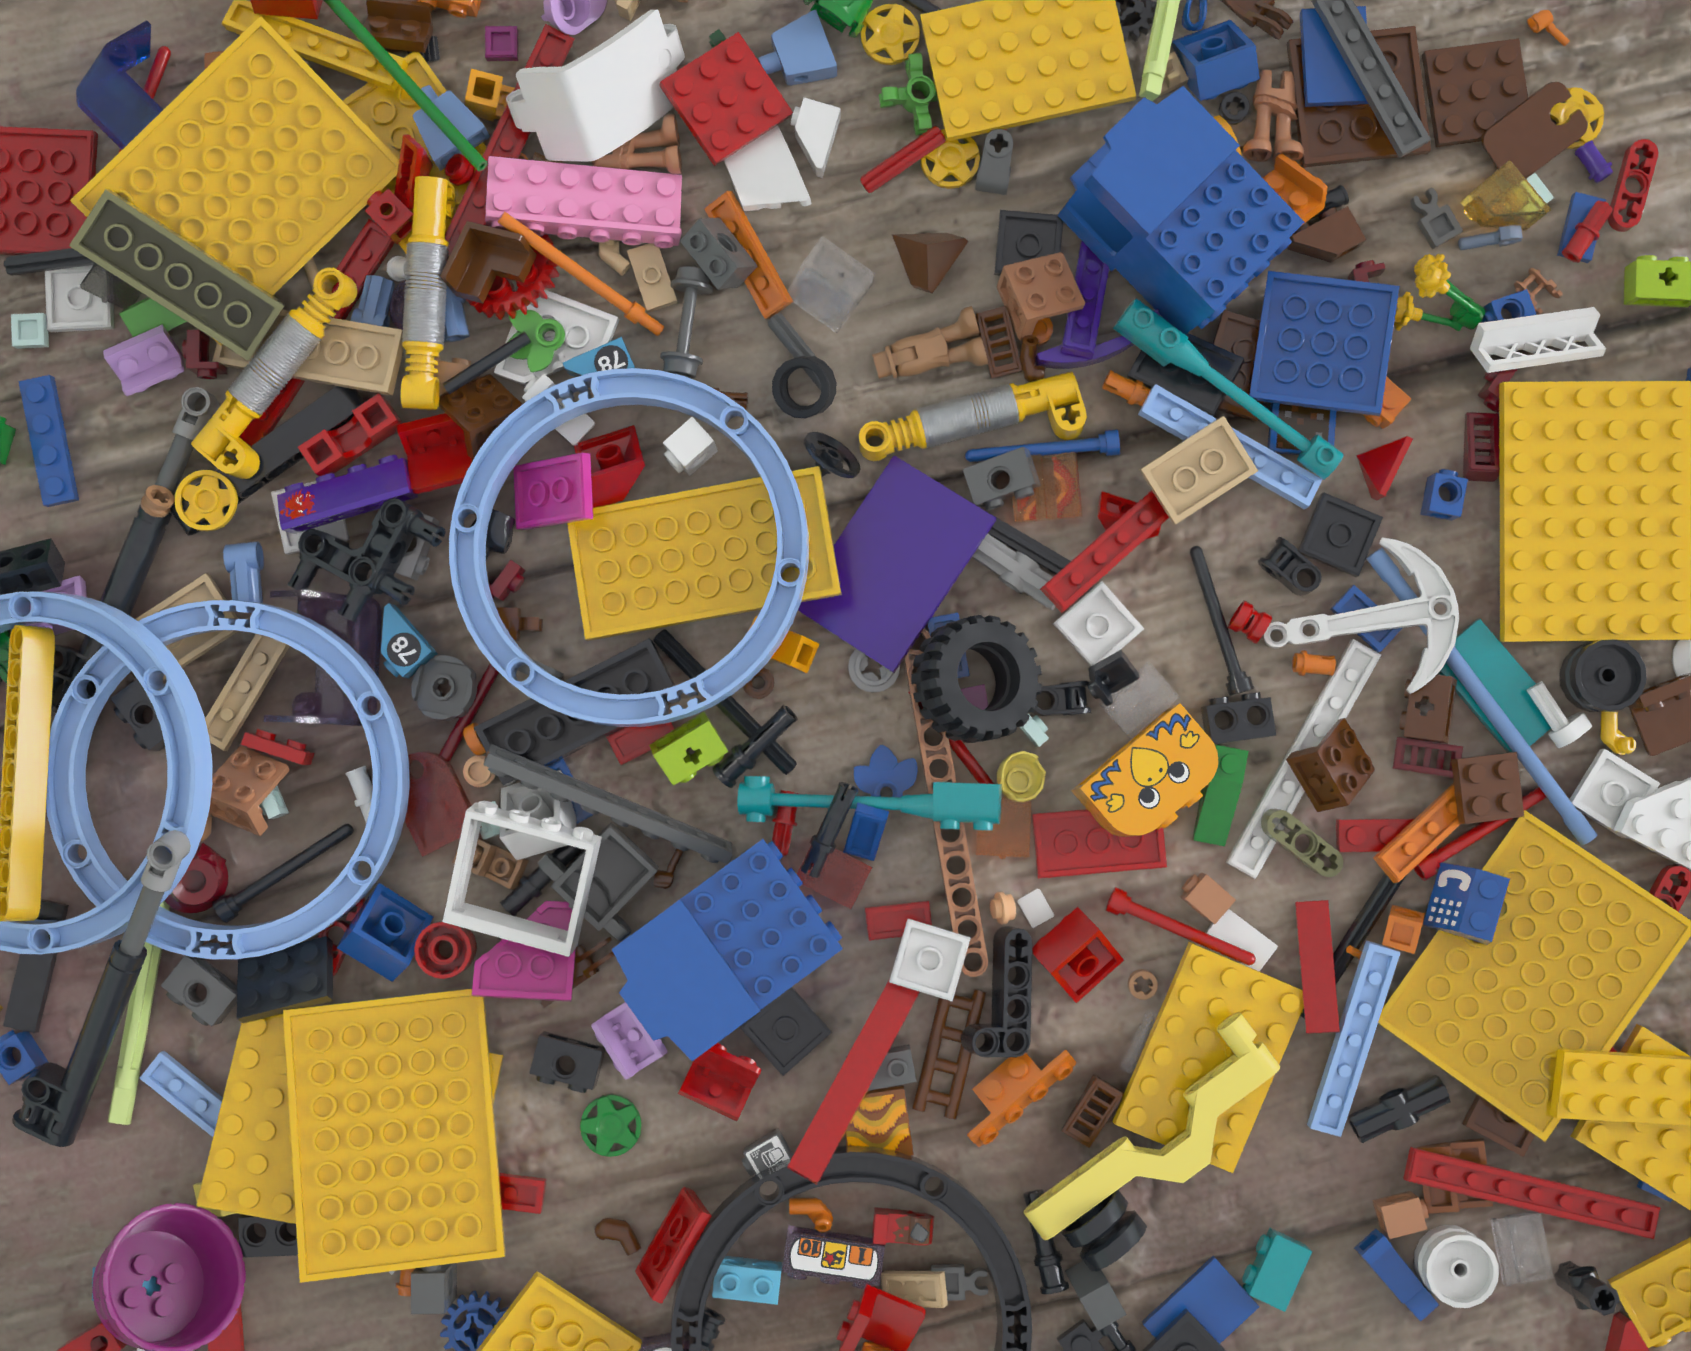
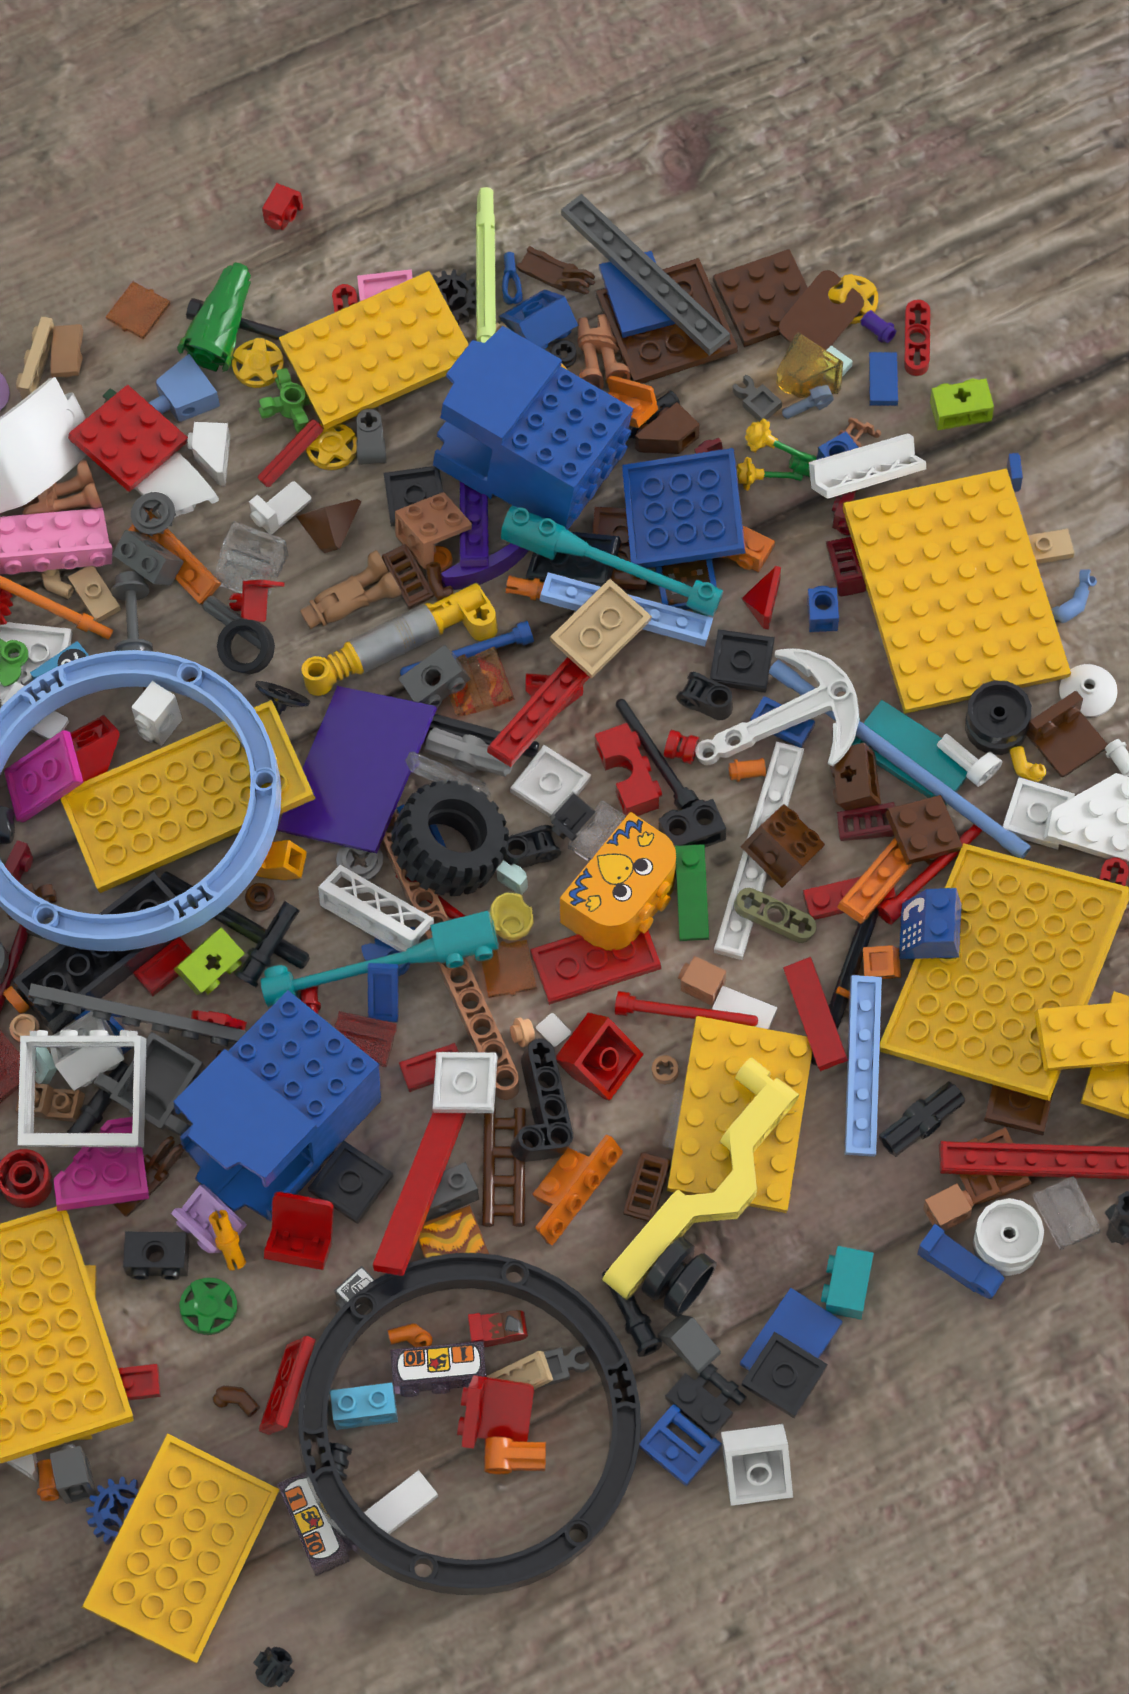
camera: 10 degrees left, 20 degrees down
(643, 1070) = (227, 1240): none -> light orange pin
(684, 821) = (218, 1018): none -> red wheel
(720, 203) = (152, 502): none -> dark grey gear
(824, 333) = (253, 599): none -> red bracket
(824, 841) = (349, 991): black pin -> none
(869, 744) = (366, 916): none -> white fence
(877, 223) = (279, 508): none -> white bracket
(989, 601) = (438, 772): none -> clear tile
(1186, 607) = (620, 749): none -> red arch
(1545, 19) = (807, 231): orange hand -> none
(1587, 231) = (885, 378): red axle -> none

